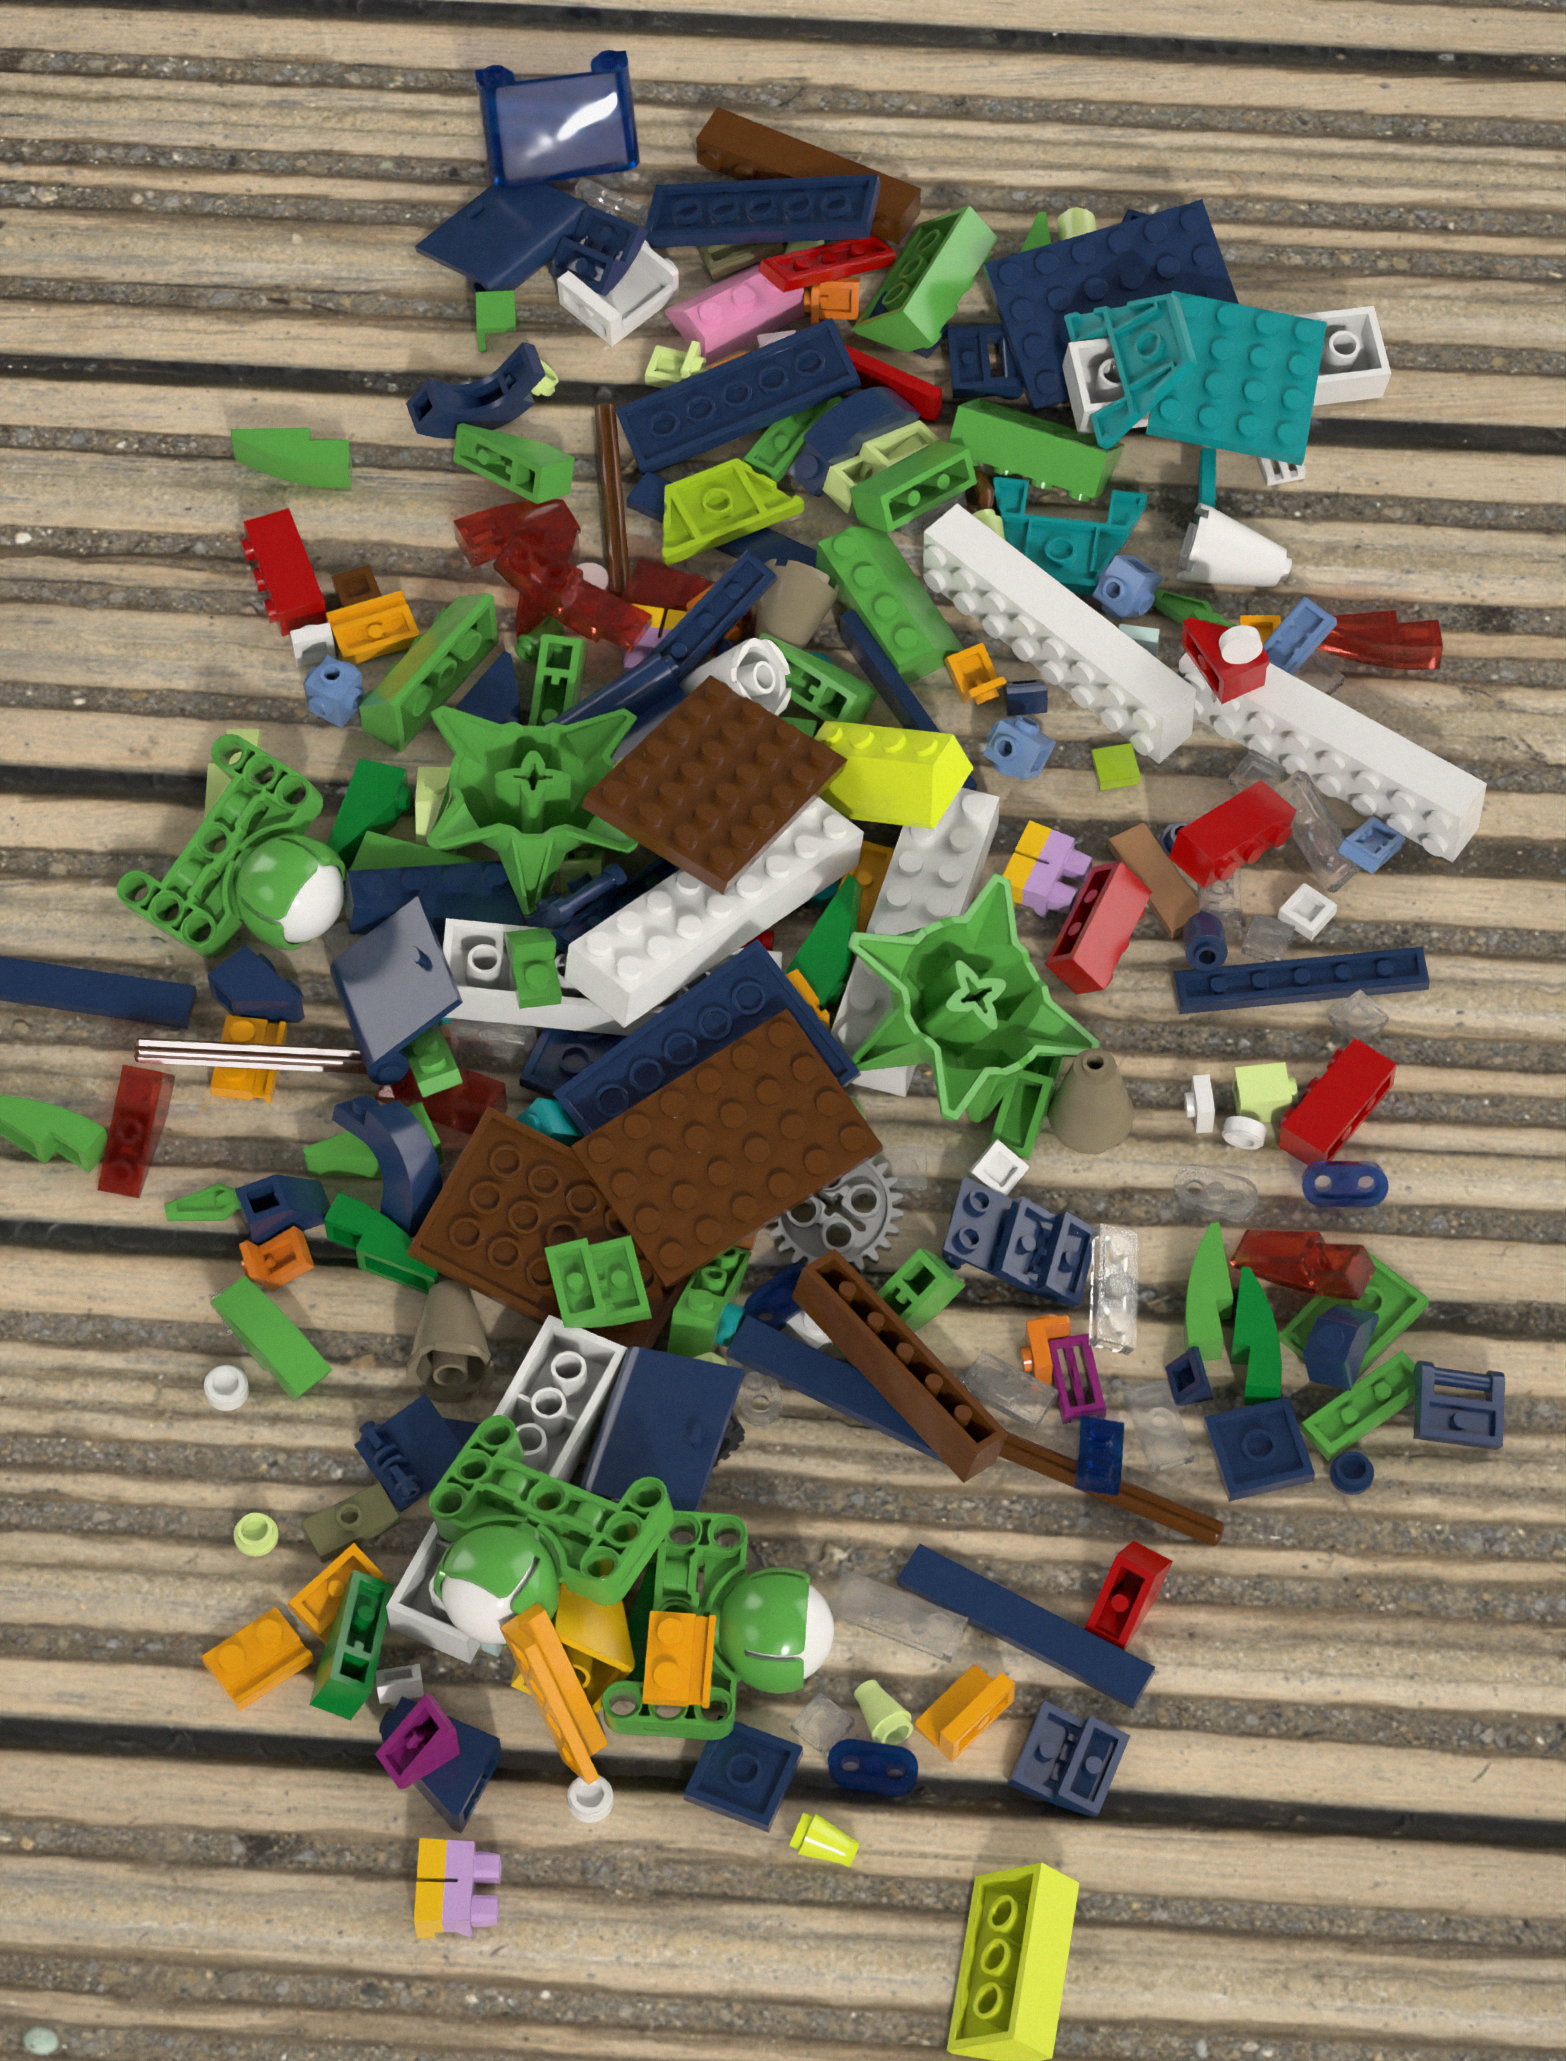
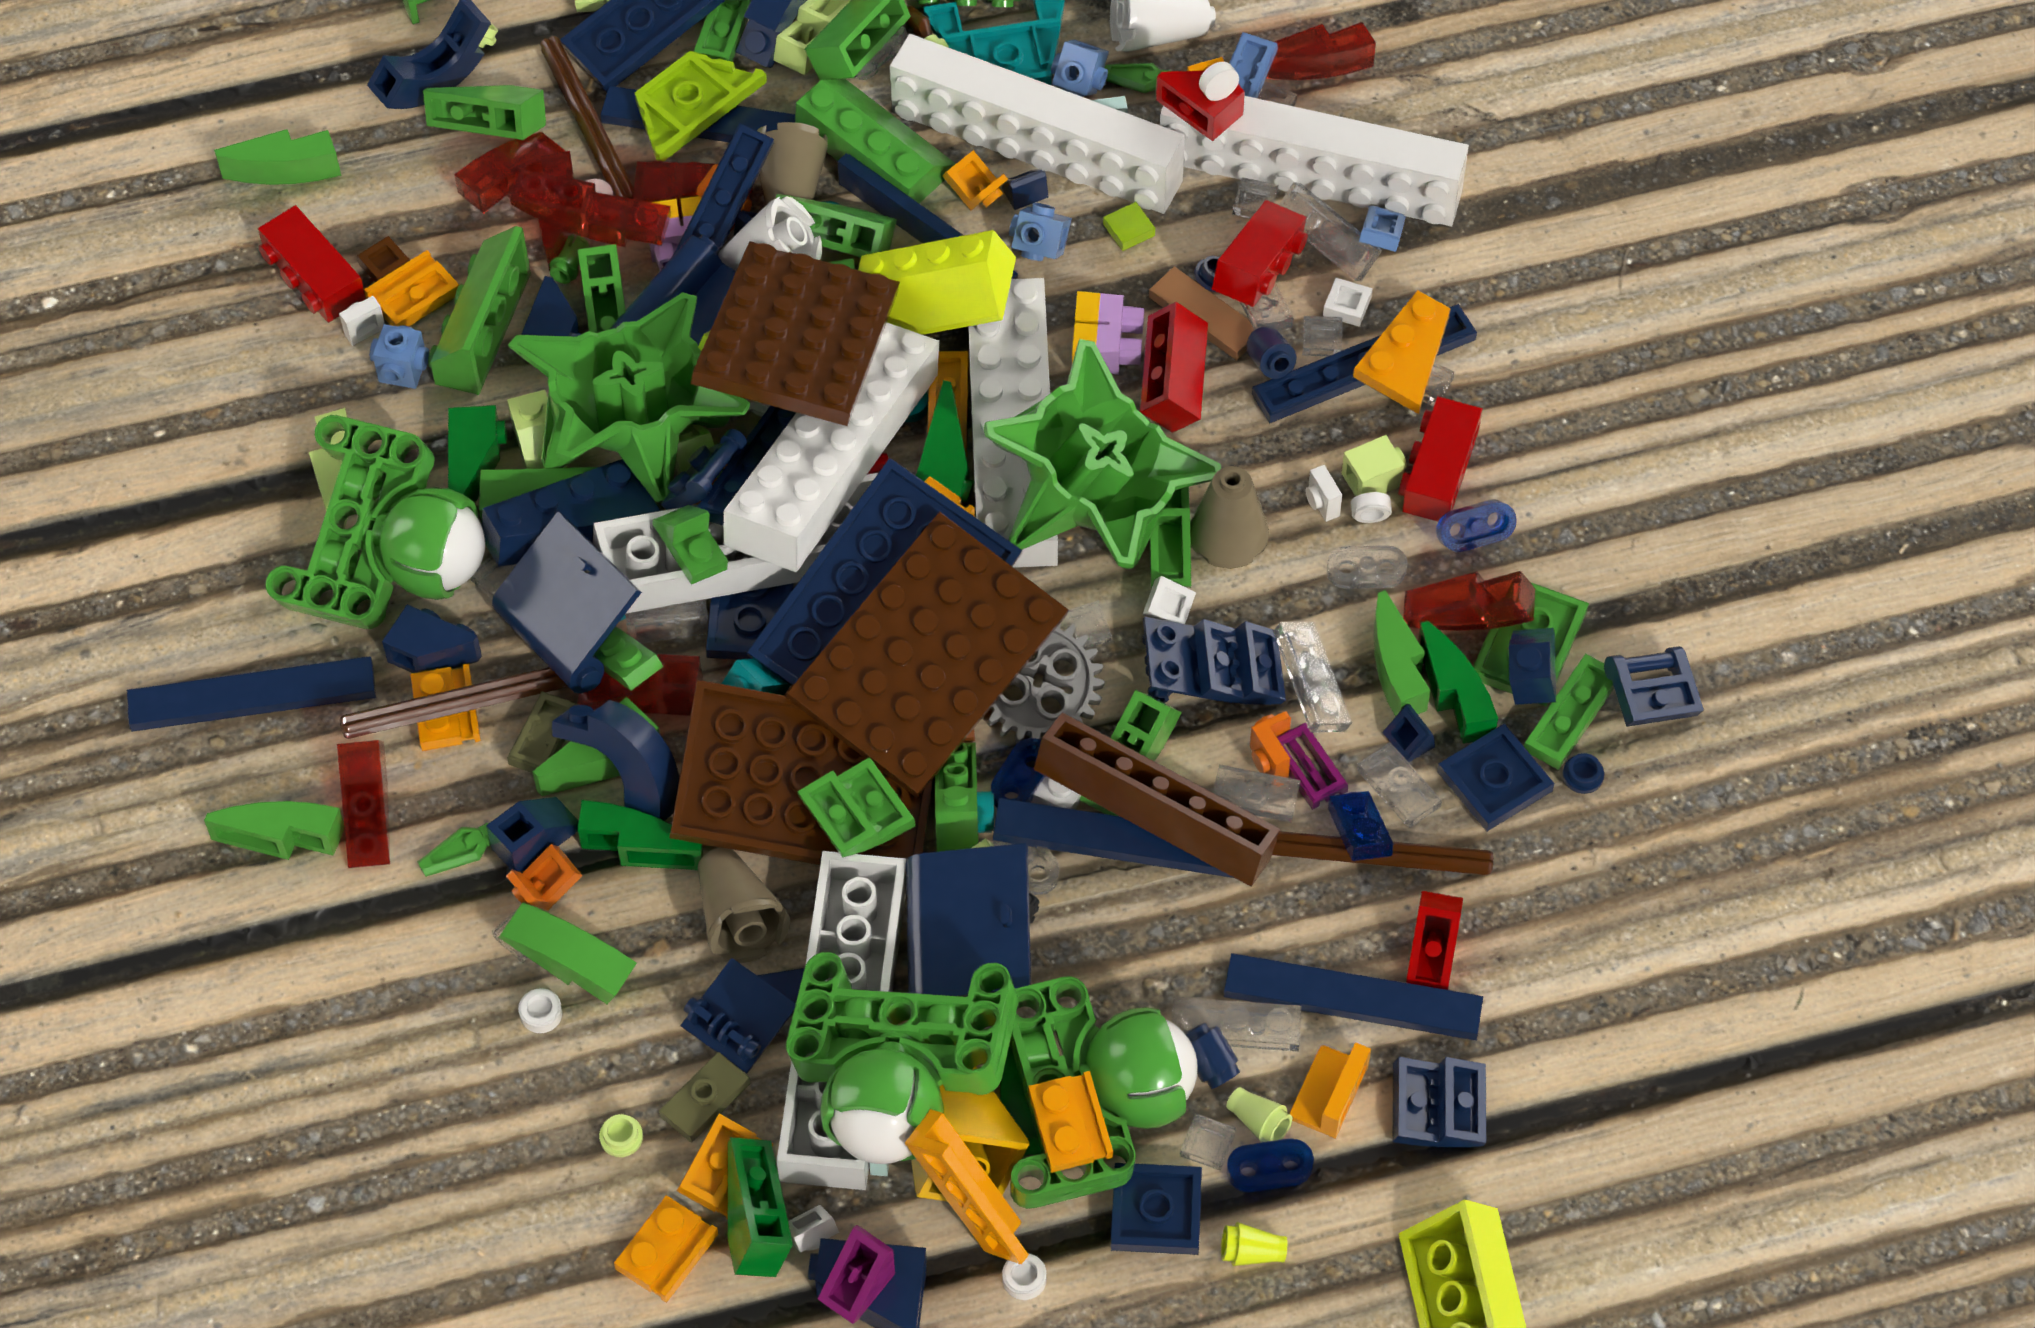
camera: 20 degrees left, 0 degrees up
(316, 1120) = (535, 740): none -> olive plate
(856, 1638) = (1214, 1055): none -> dark blue brick
(1342, 983) = (1405, 352): none -> light orange wing

